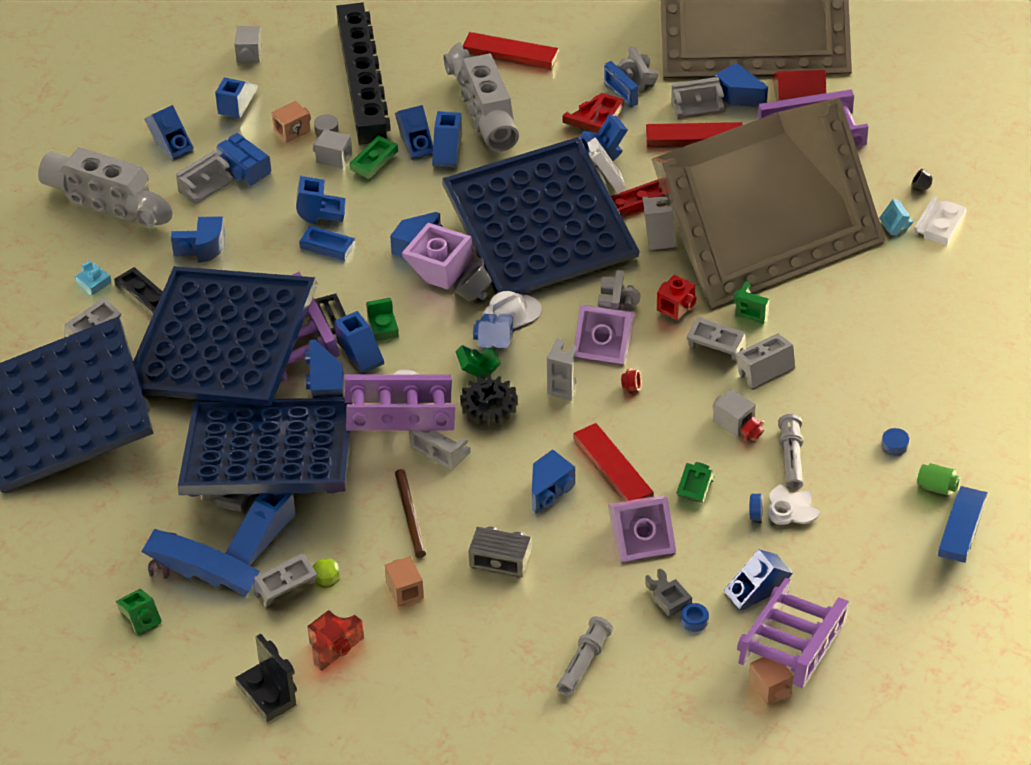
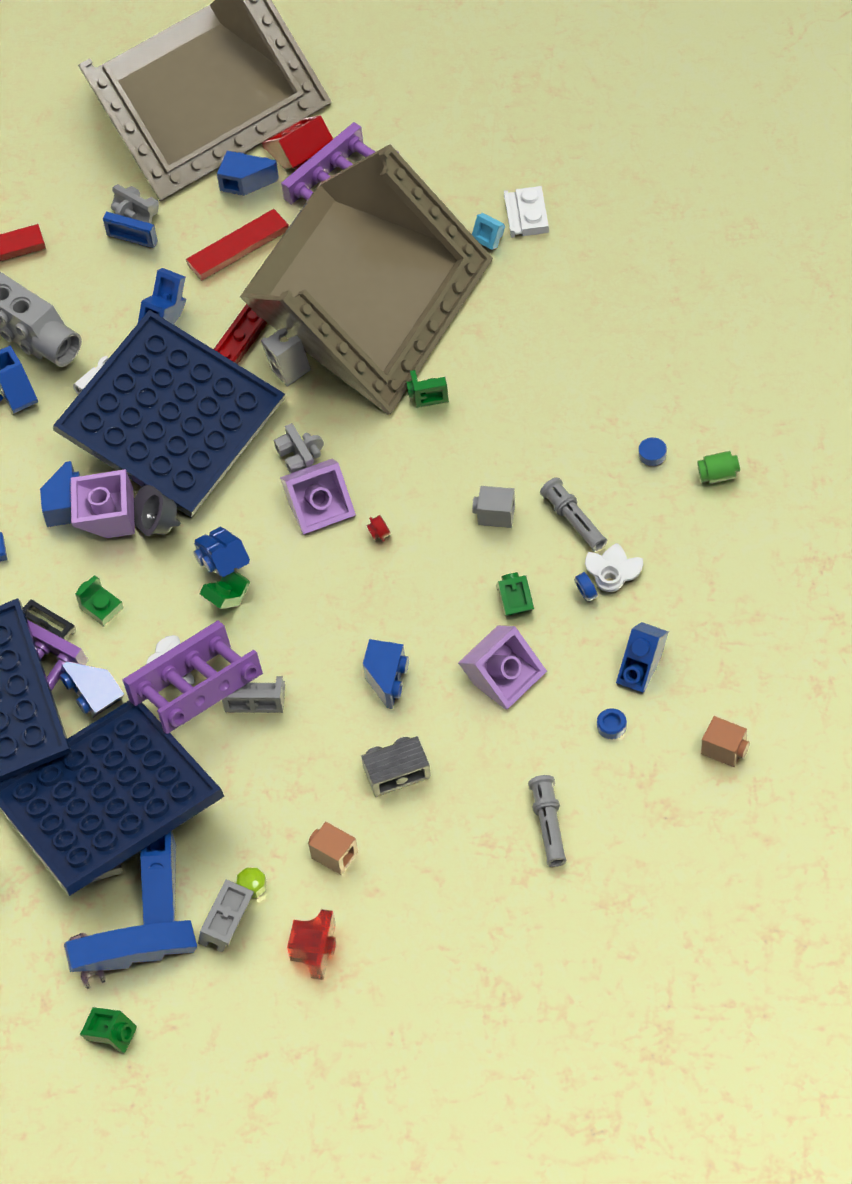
camera: 30 degrees left, 10 degrees up
(270, 682) = (291, 1021): black bracket -> none
(358, 342) = (99, 637): blue slope -> none
(410, 513) = (281, 778): reddish brown bar -> none
(489, 400) = (280, 620): black gear -> none
(521, 307) = (210, 515): white piece -> none
(561, 371) = (316, 556): light grey hinge -> none
(594, 112) = (130, 274): red wing -> none
(608, 169) = (193, 326): white plate -> none
(612, 463) = (426, 620): red tile -> none
(668, 595) = (575, 717): dark grey plate -> none
(676, 297) = (357, 421): red brick -> none
(697, 98) = (213, 206): light grey hinge -> none
(716, 337) = (425, 441): light grey hinge -> none
(752, 429) = (523, 513): red plate -> none
(765, 360) = (483, 438): light grey hinge -> none
(812, 649) = (738, 672): medium lavender fence -> none
(922, 180) = (480, 179): black hinge -> none
(962, 524) = (772, 498): blue slope -> none

